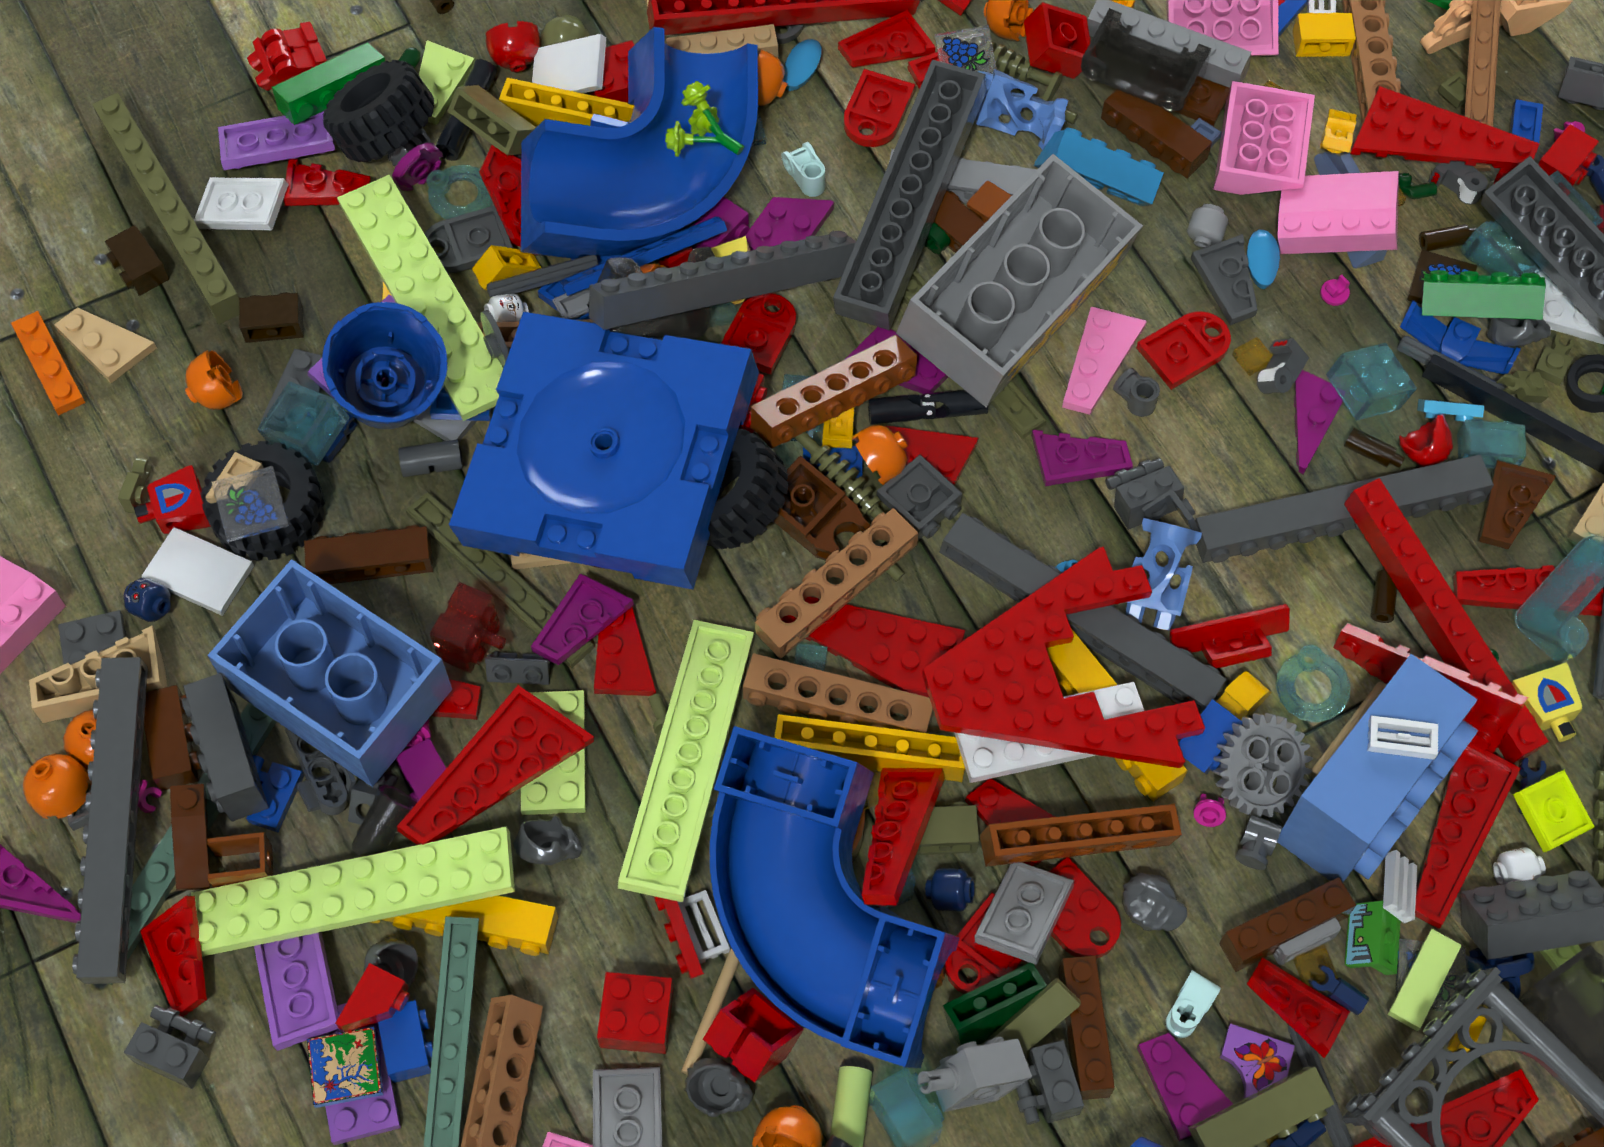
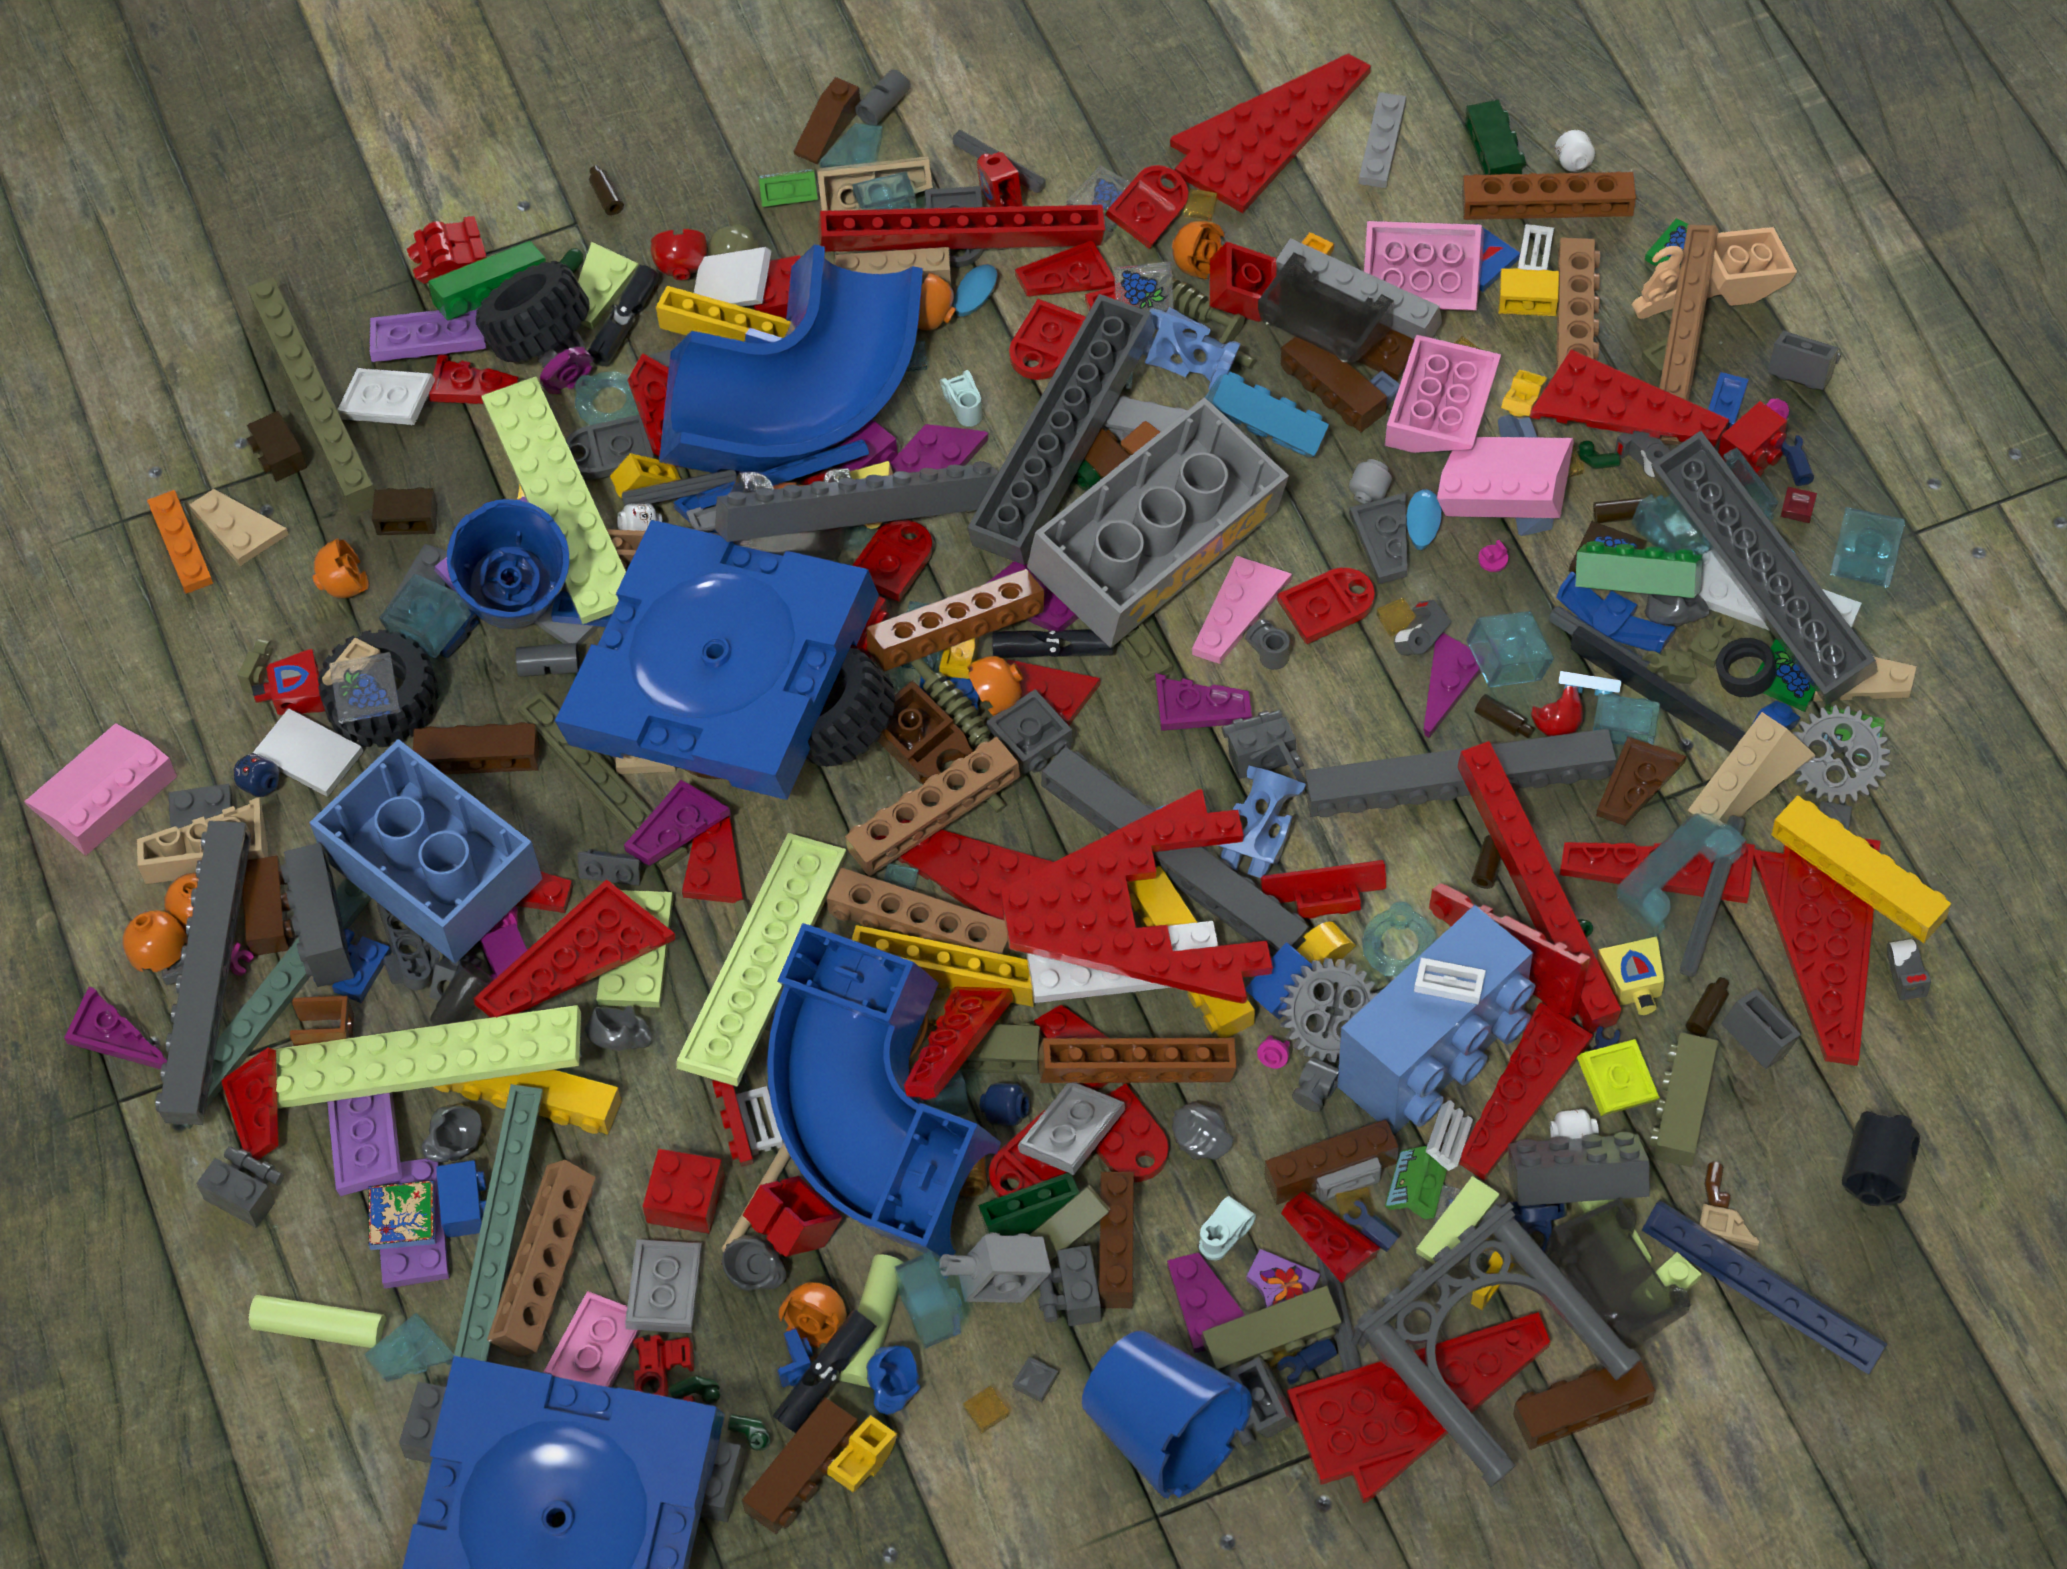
camera: 10 degrees right, 5 degrees down
(190, 836) = (276, 995): reddish brown slope -> none
(373, 999) = (434, 1153): red slope -> none
(466, 628) = (562, 823): clear red brick -> none
(490, 118) = (643, 325): olive brick -> none
(493, 338) = (619, 544): dark grey piece -> none
(702, 121) = (858, 343): lime plant -> none

